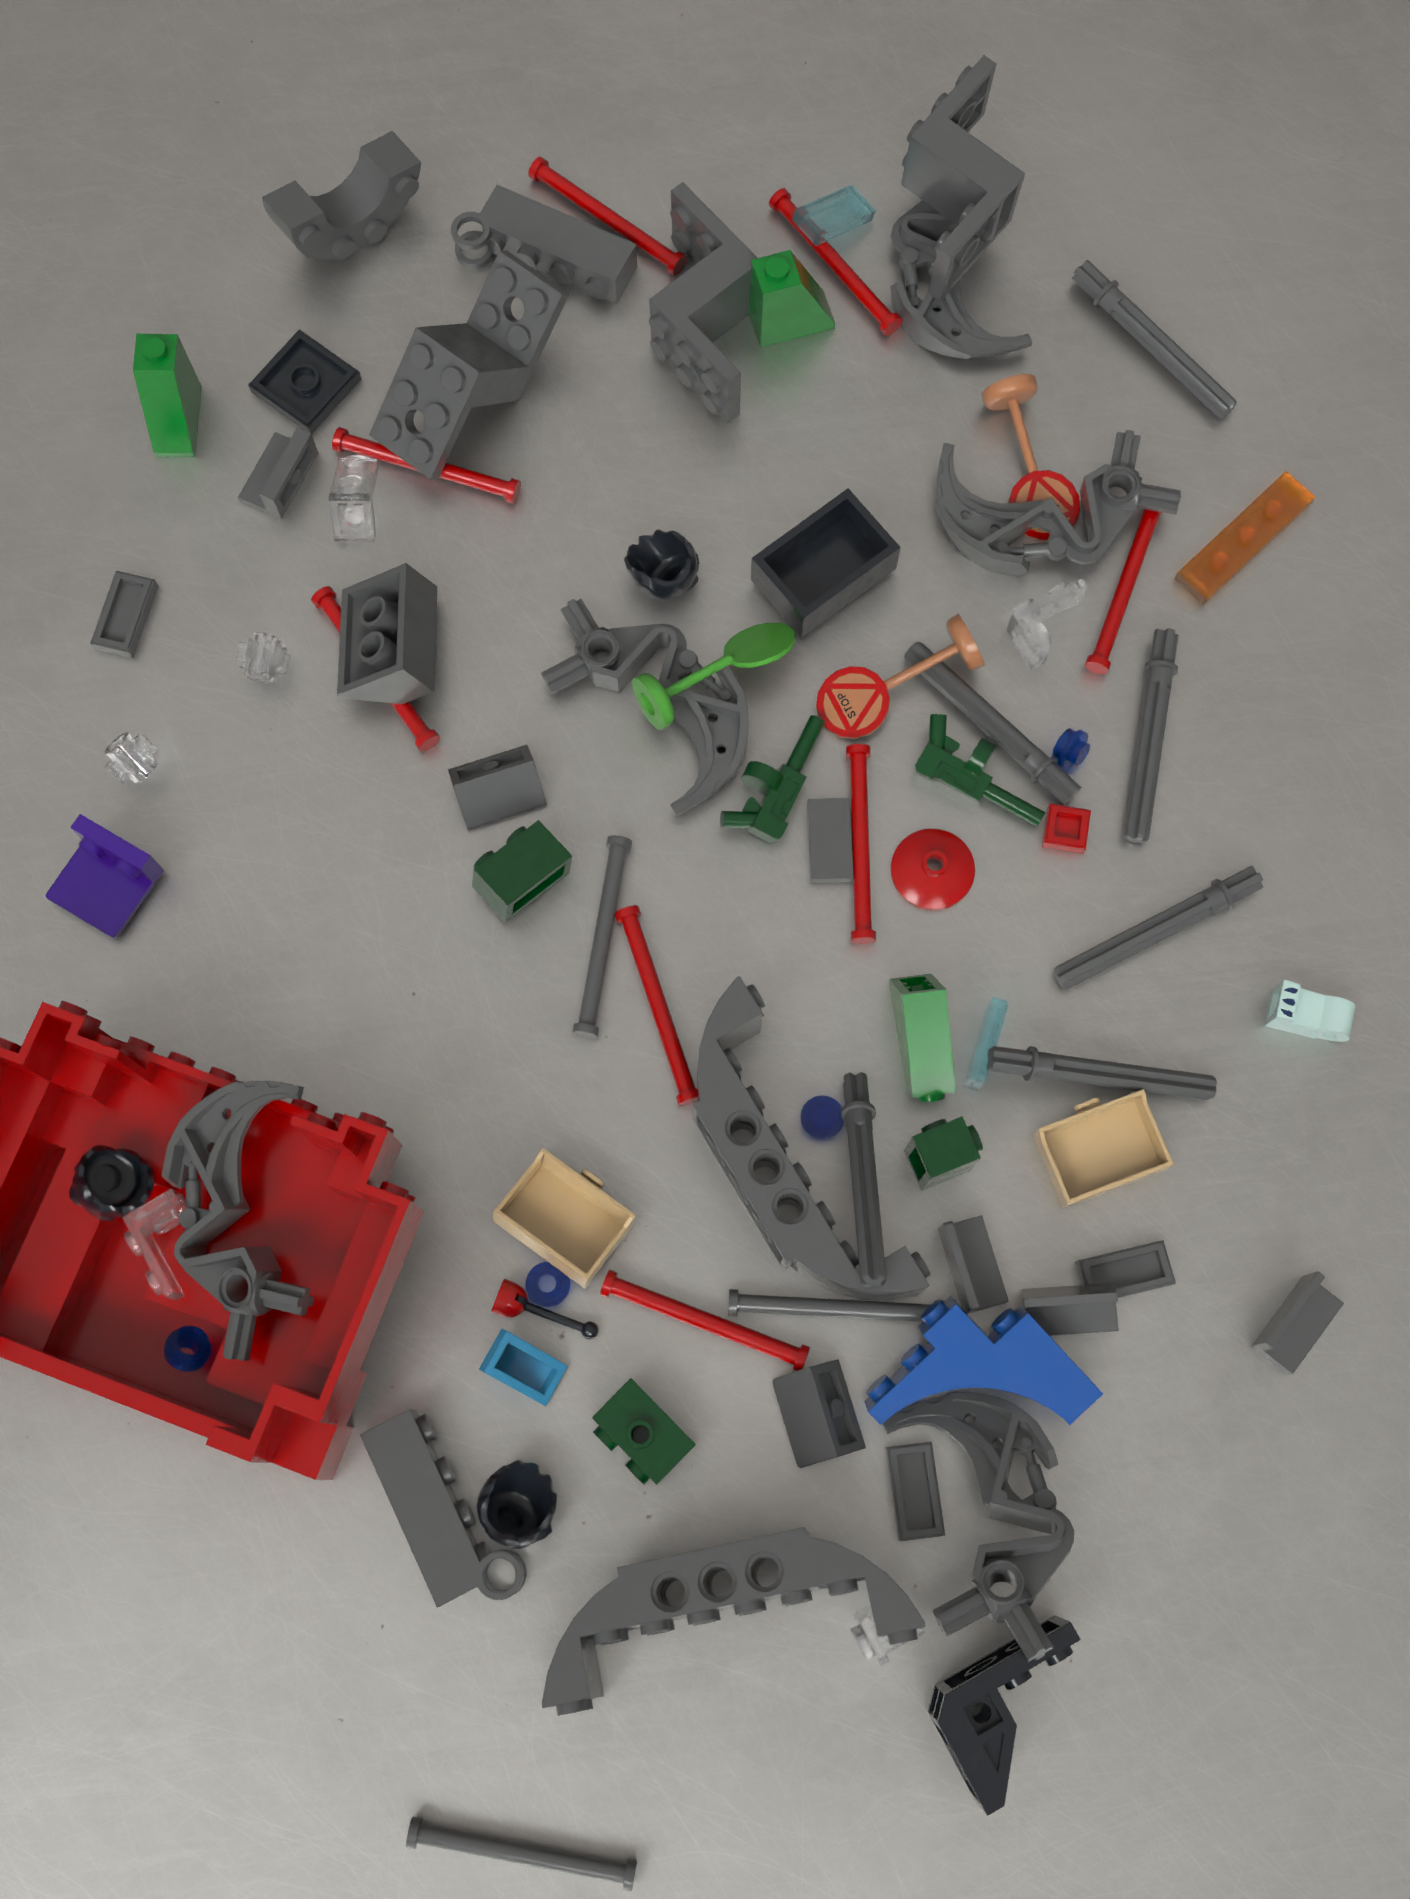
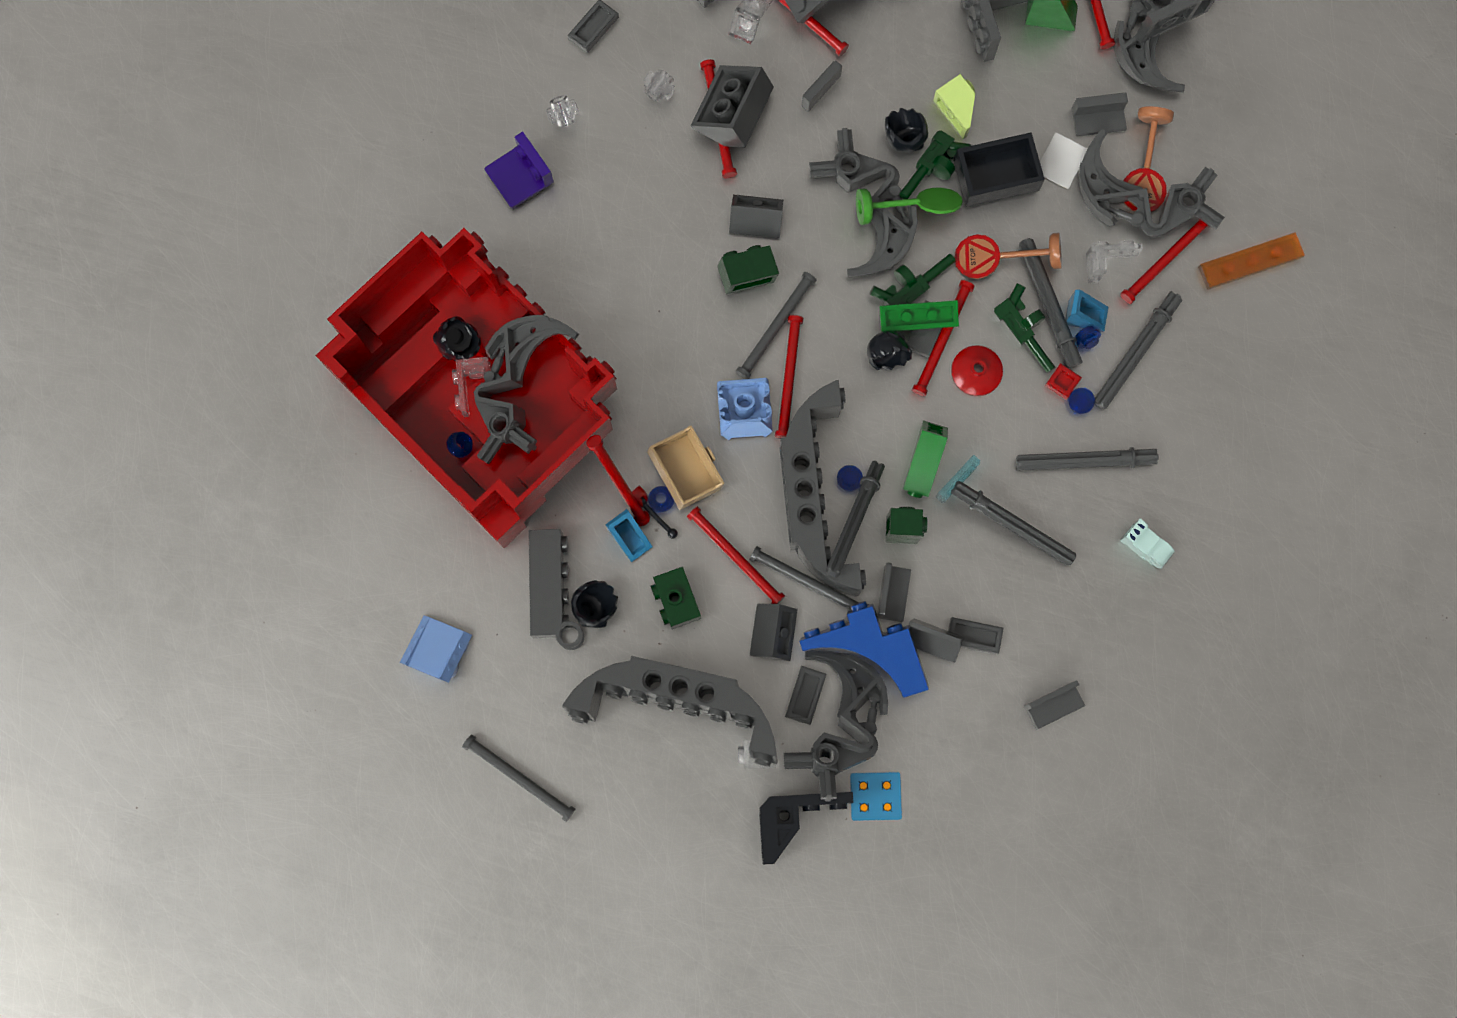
camera: 25 degrees right, 5 degrees up
(293, 1702) = (436, 649): none -> light blue slope
(408, 1253) = (595, 444): none -> red bar
(507, 555) = (821, 85): none -> dark grey tile
(612, 1083) = (744, 408): none -> light blue slope
(718, 497) = (956, 103): none -> yellowish green slope
(725, 593) = (934, 161): none -> dark green piece
(789, 897) = (888, 350): none -> black hair
(810, 826) = (919, 316): none -> green plate
(908, 511) = (1062, 160): none -> white sticker
(927, 423) = (1099, 113): none -> dark grey panel
(1048, 712) = (1086, 311): none -> dark azure slope
(1100, 1600) = (876, 796): none -> dark azure sticker
(1102, 1148) = (994, 563): tan container -> none
(1108, 844) = (1081, 400): none -> clear blue plate
(1153, 339) = (1267, 145): dark grey axle -> none

